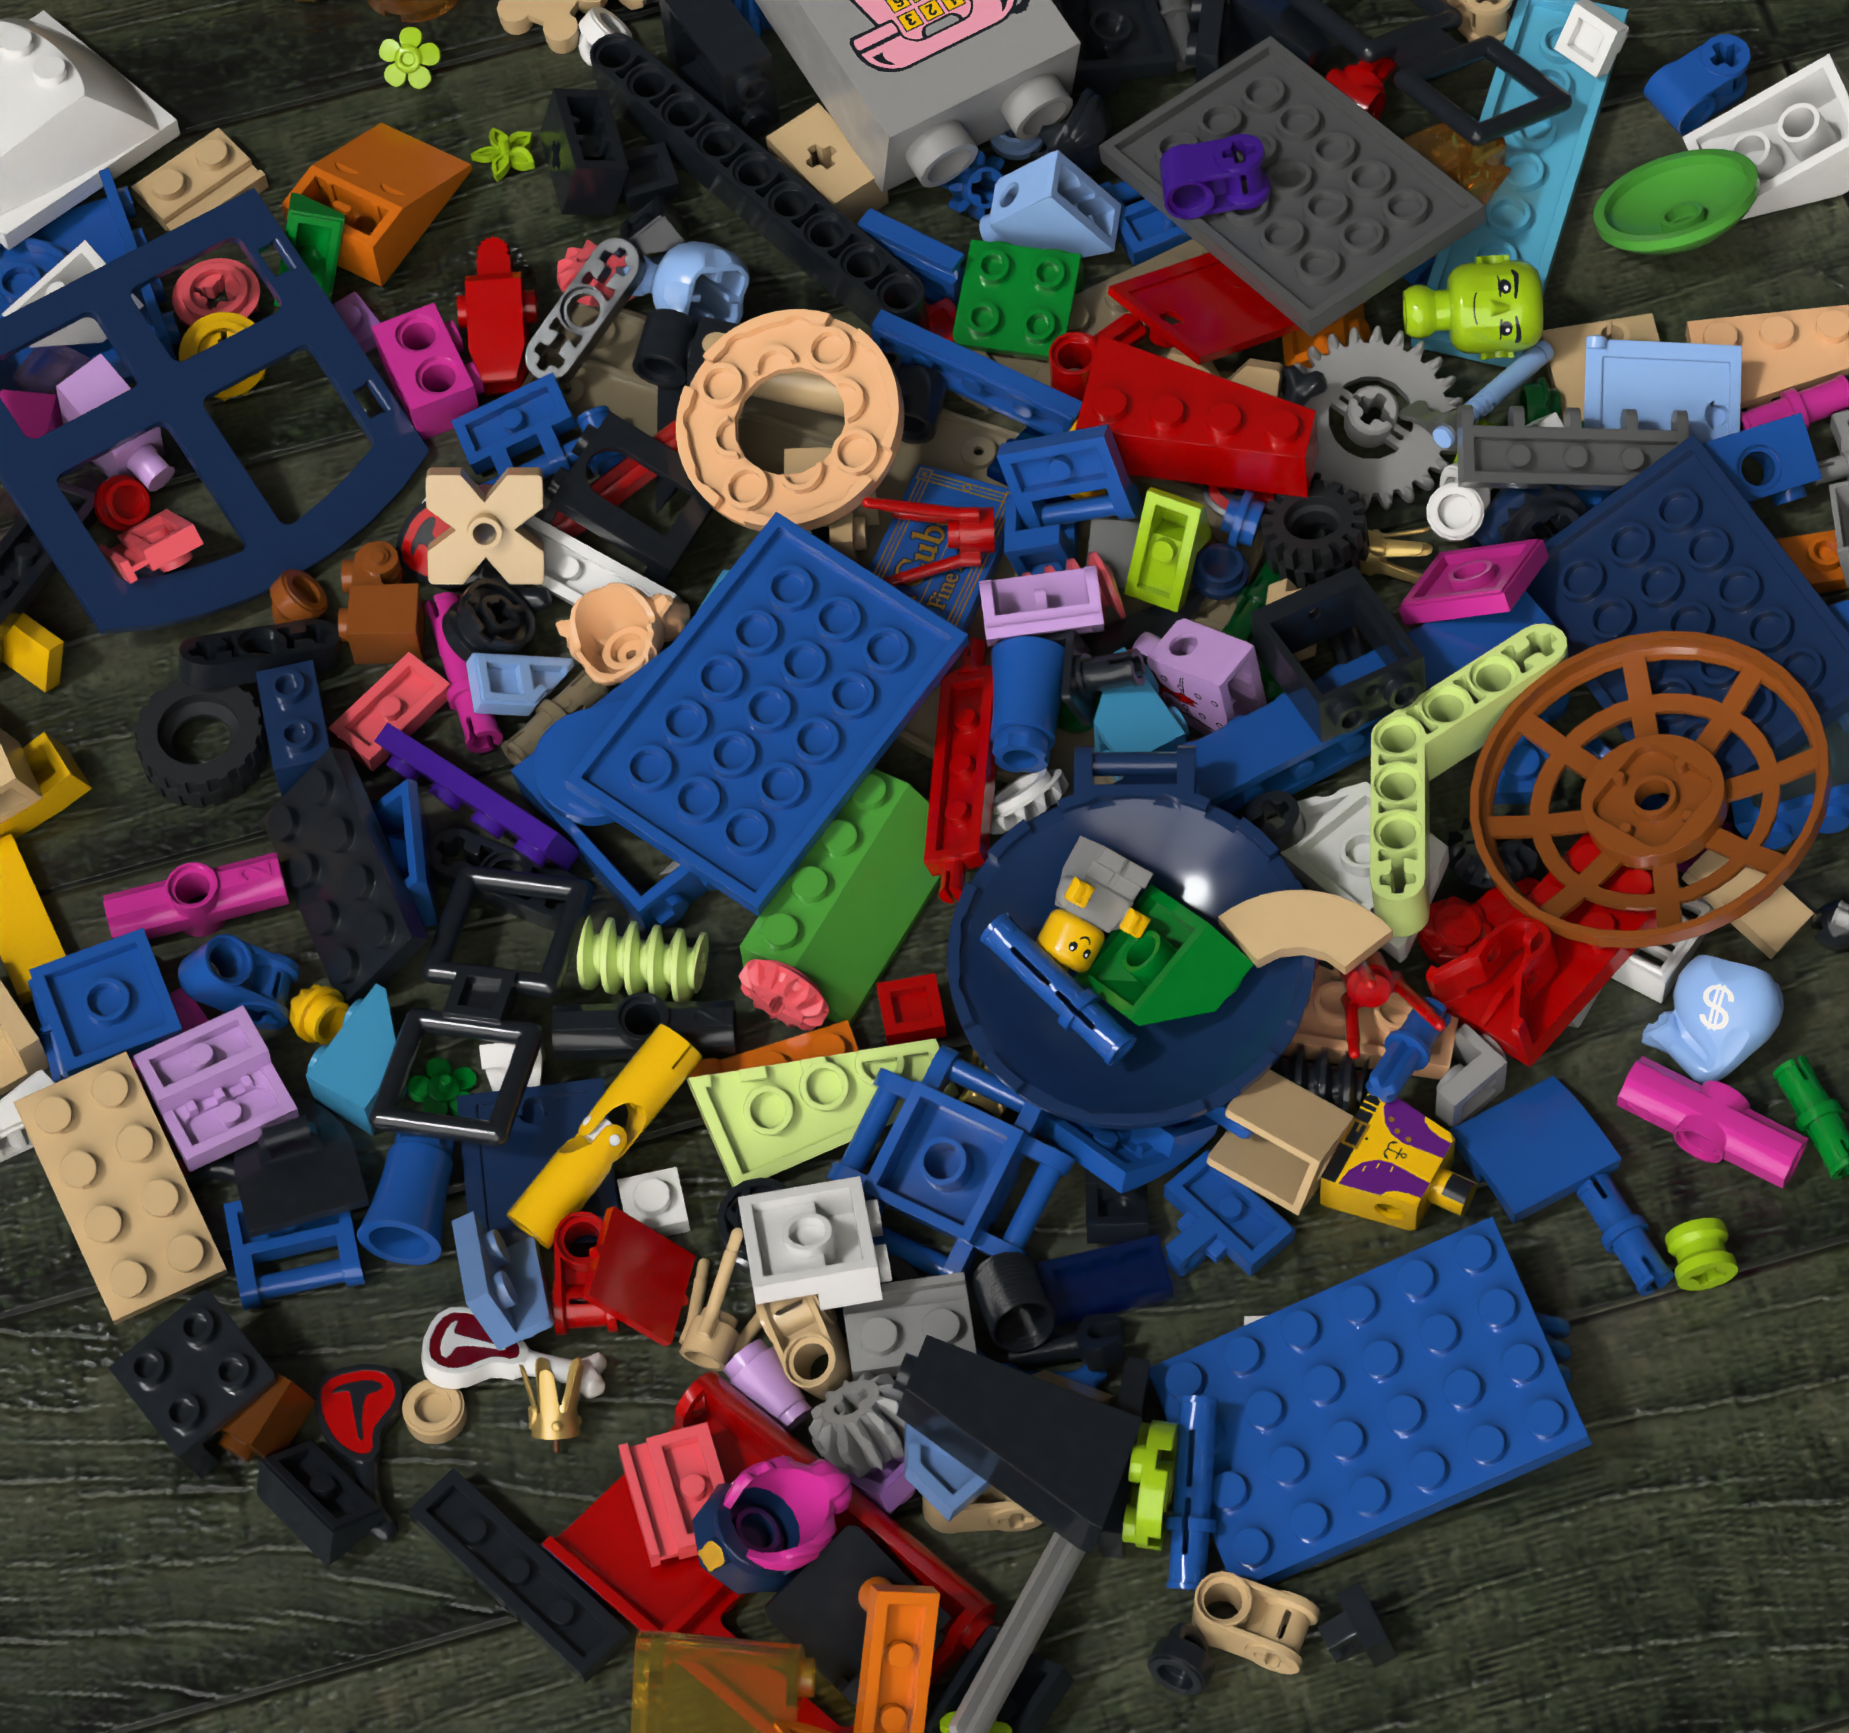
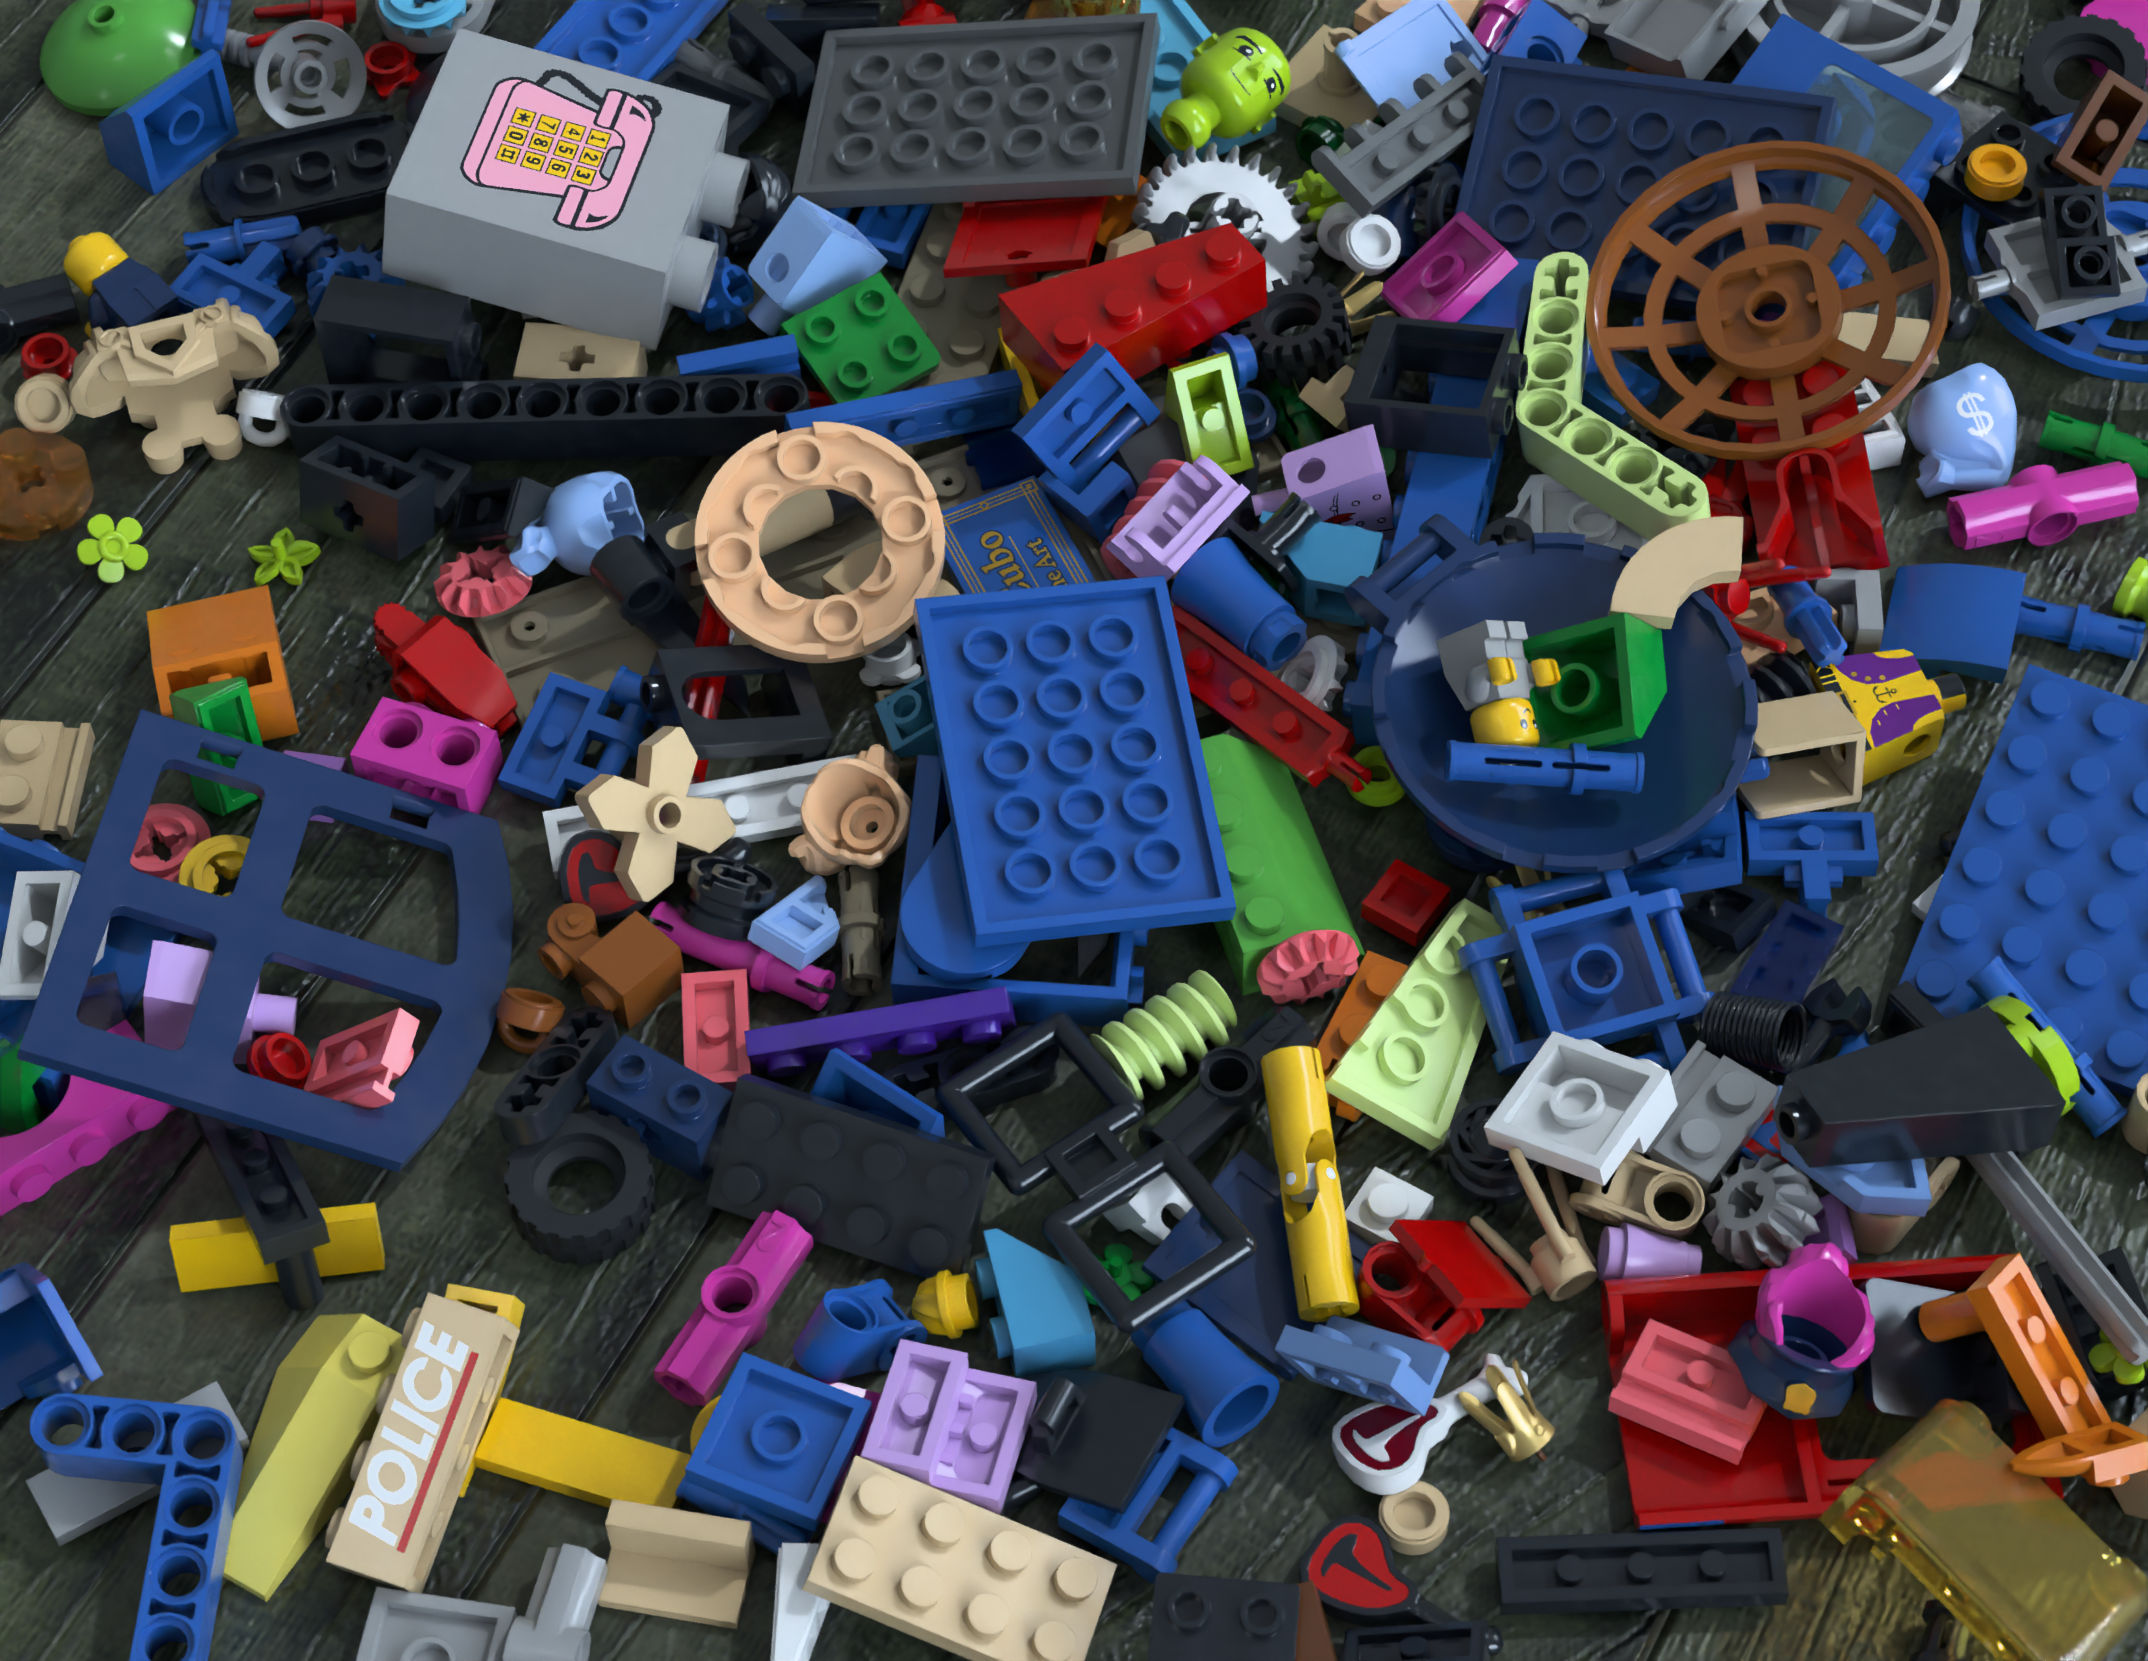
camera: 50 degrees left, 5 degrees down
(596, 268) = (539, 560): beam -> none
(968, 529) = (1033, 527): red plant -> none
(1078, 351) = (975, 337): red axle -> none
(1208, 178) = (928, 139): dark purple piece -> none
(1444, 425) = (1305, 183): light blue piece -> none

